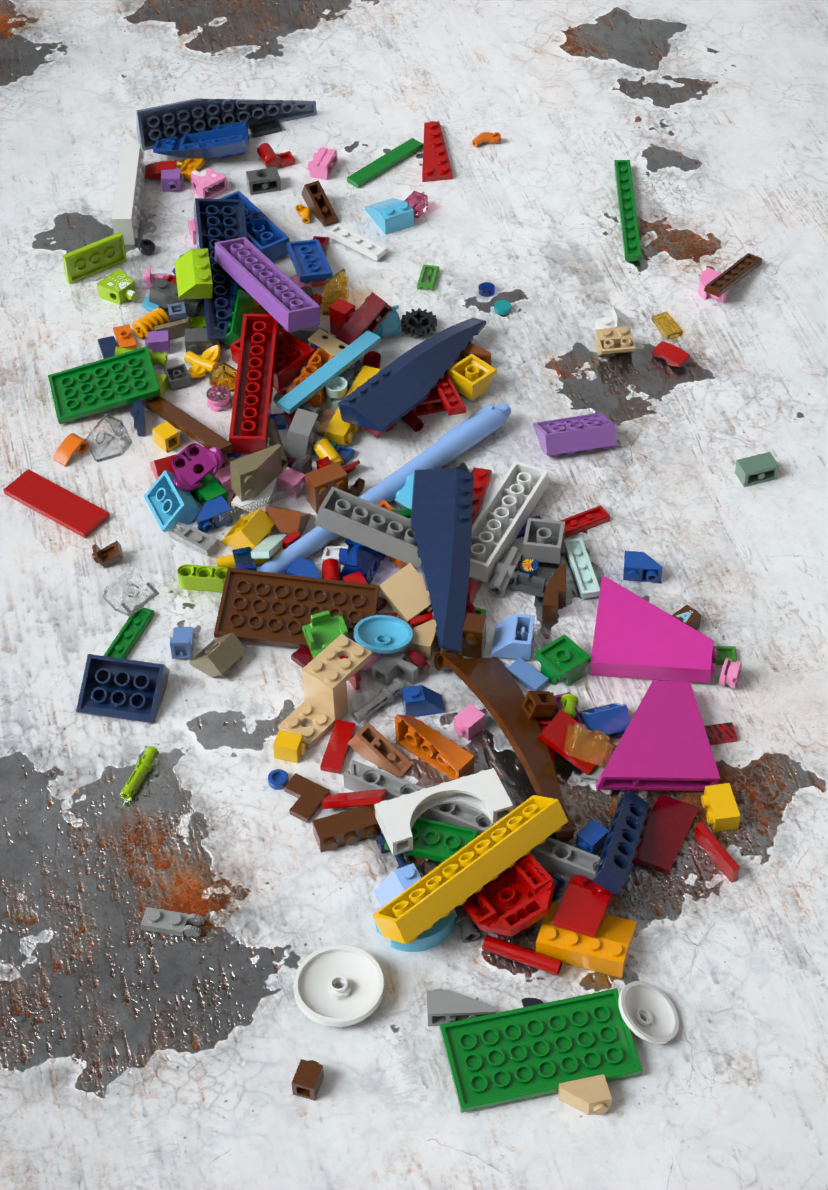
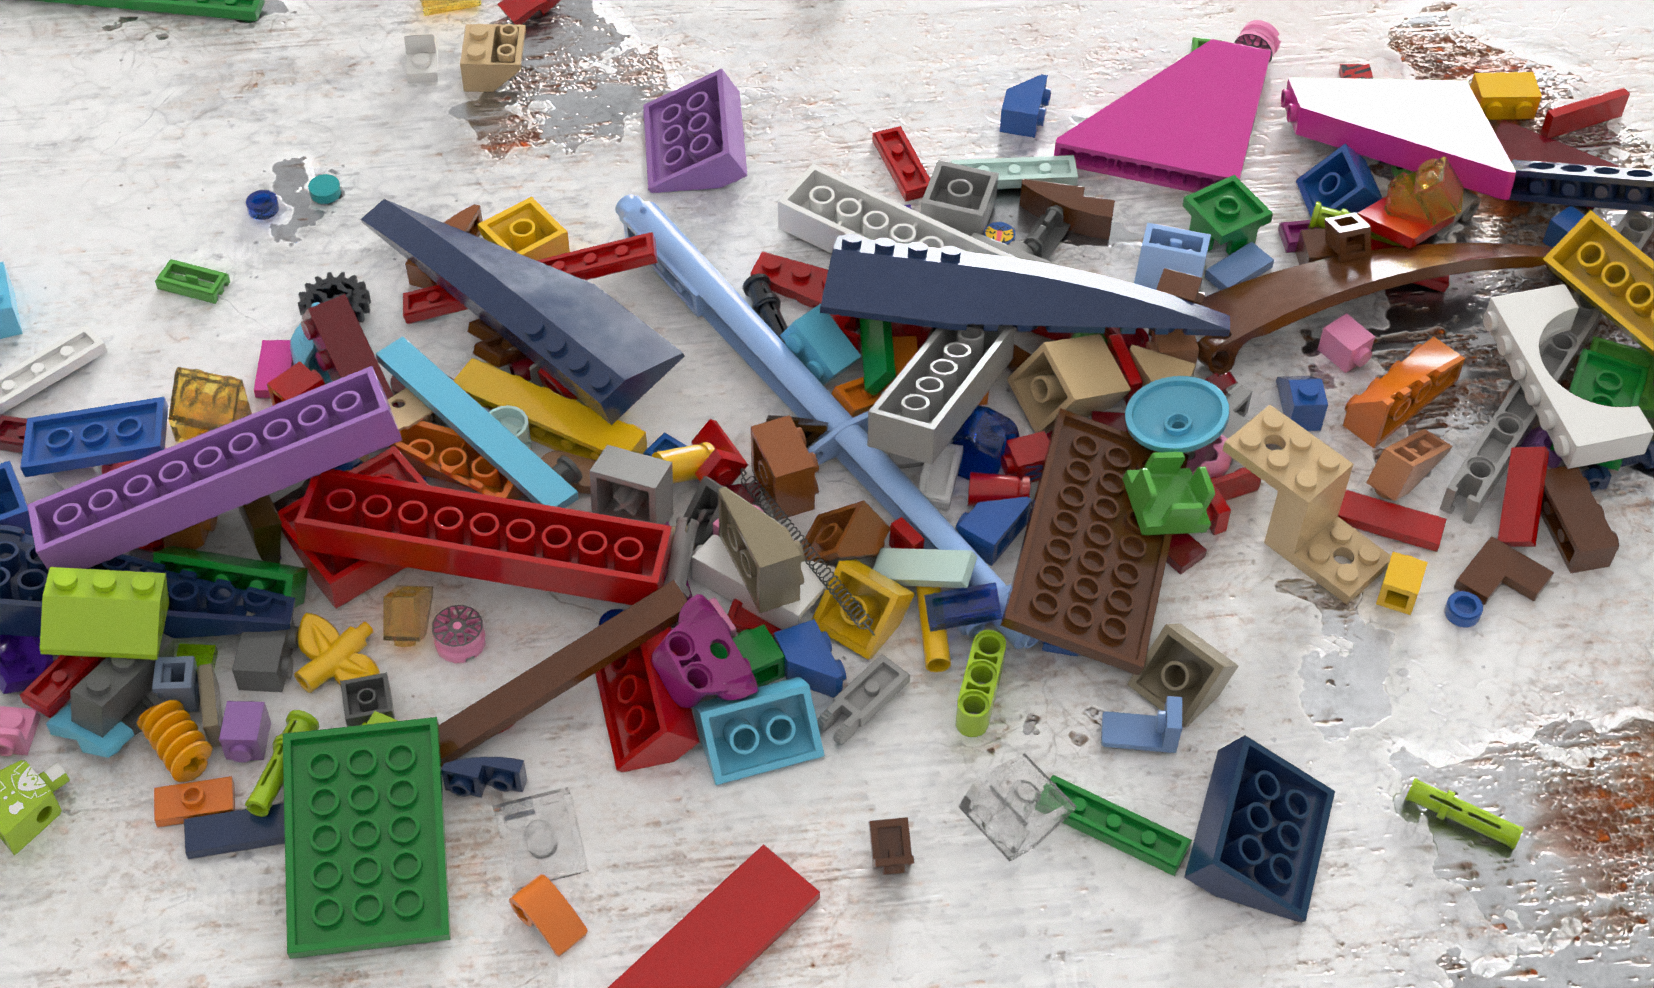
camera: 85 degrees left, 5 degrees up
(166, 436) = (556, 729): yellow brick -> none
(688, 616) = (1140, 69): reddish brown brick -> none

